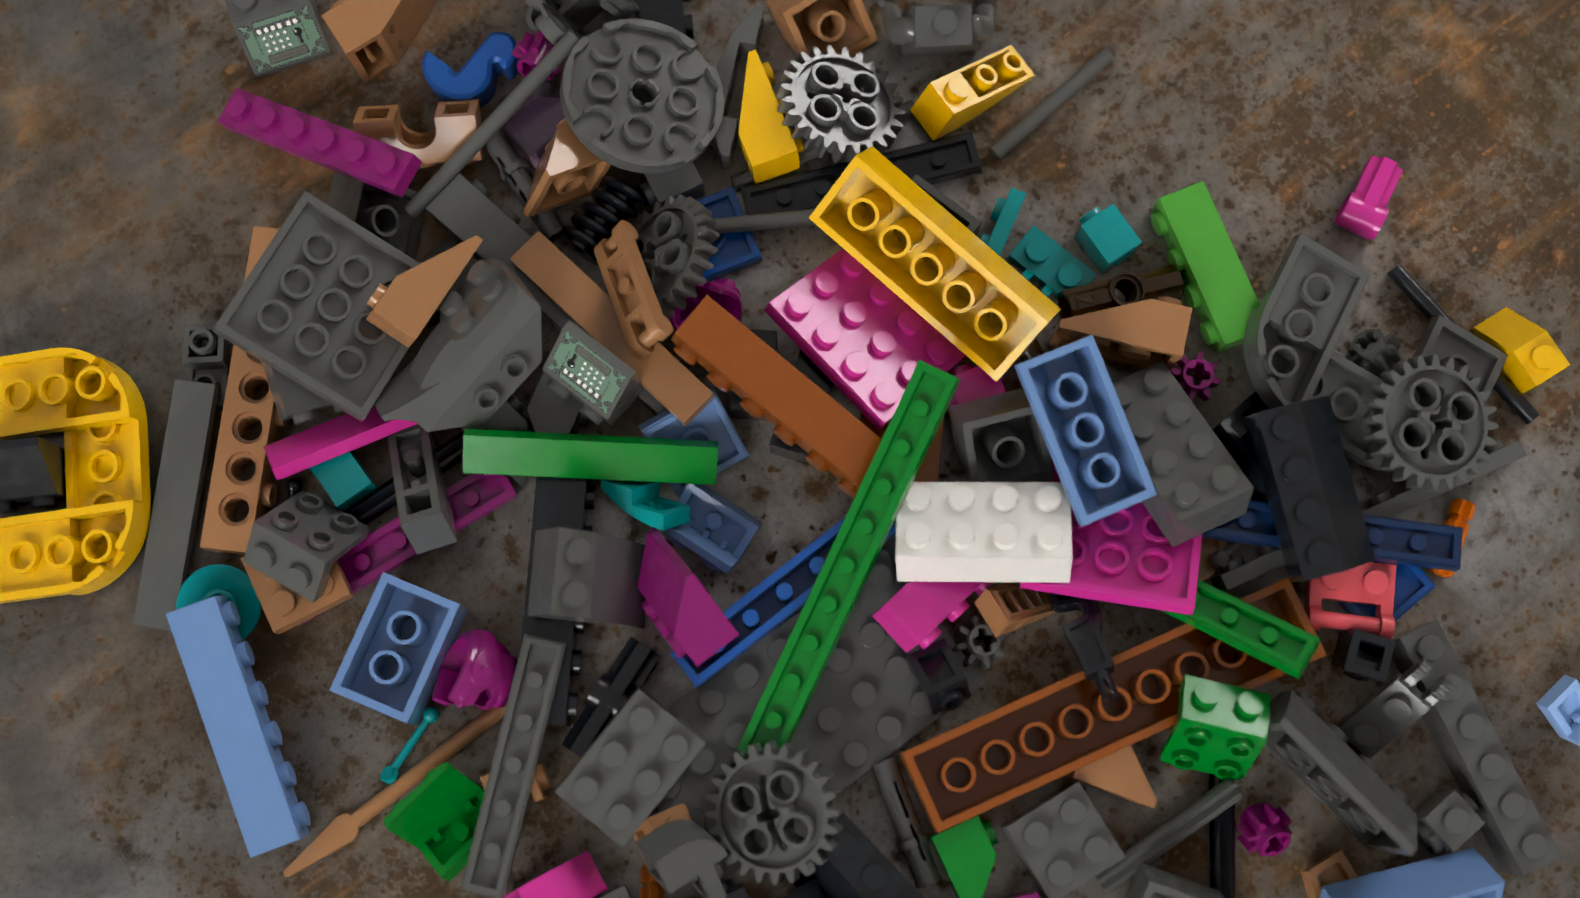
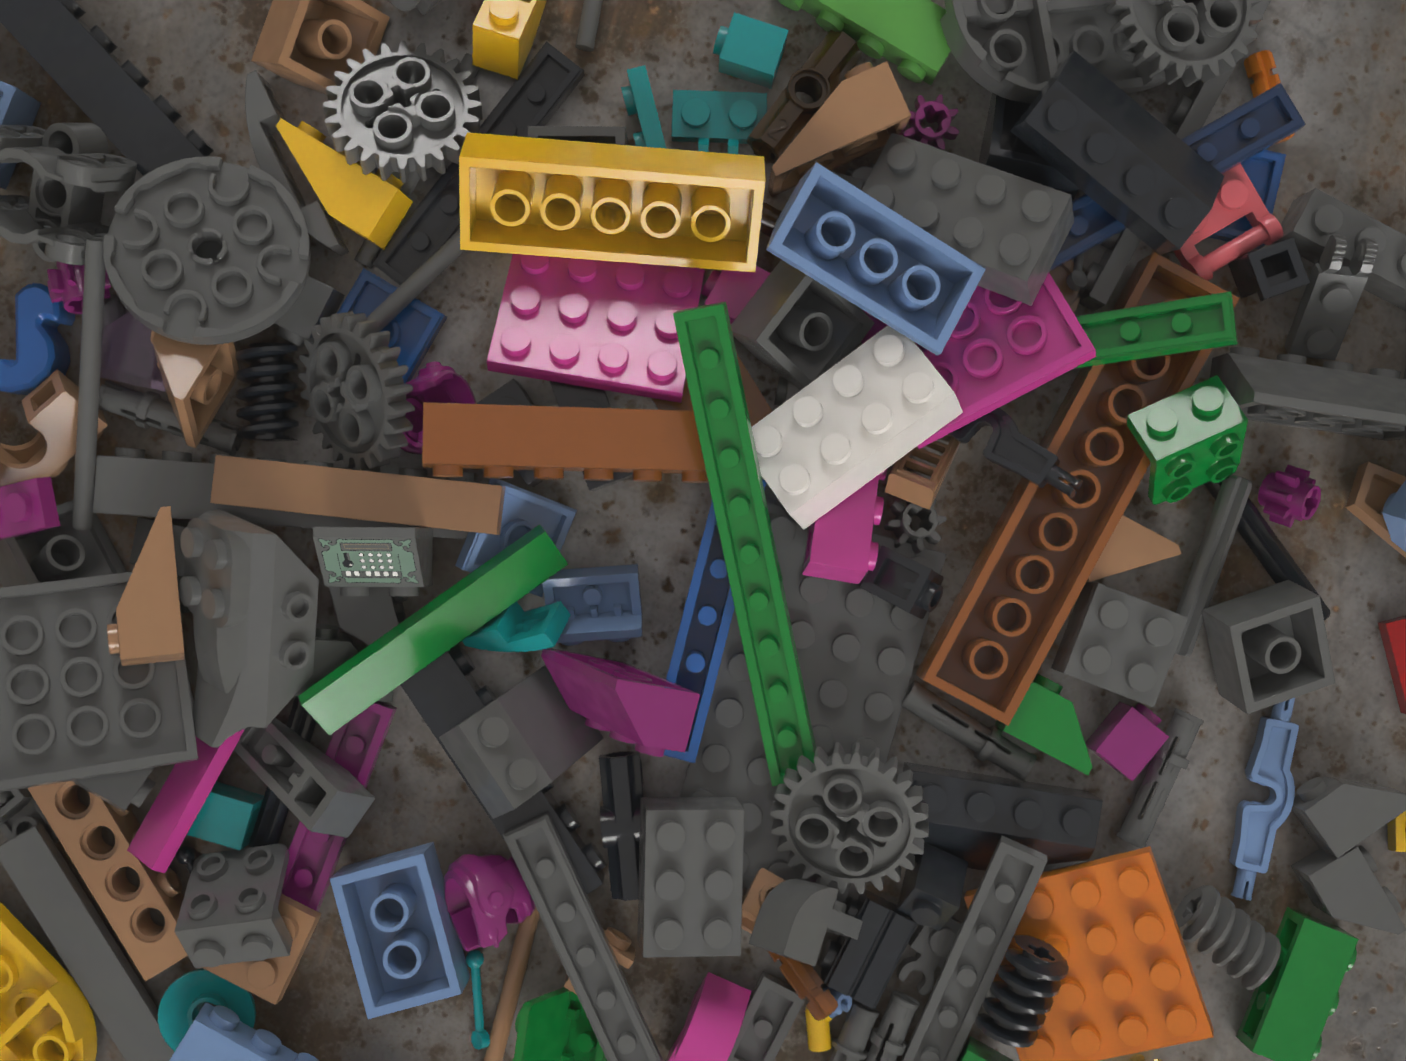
camera: 40 degrees left, 10 degrees up
(631, 290) = (349, 448): medium nougat plate -> none

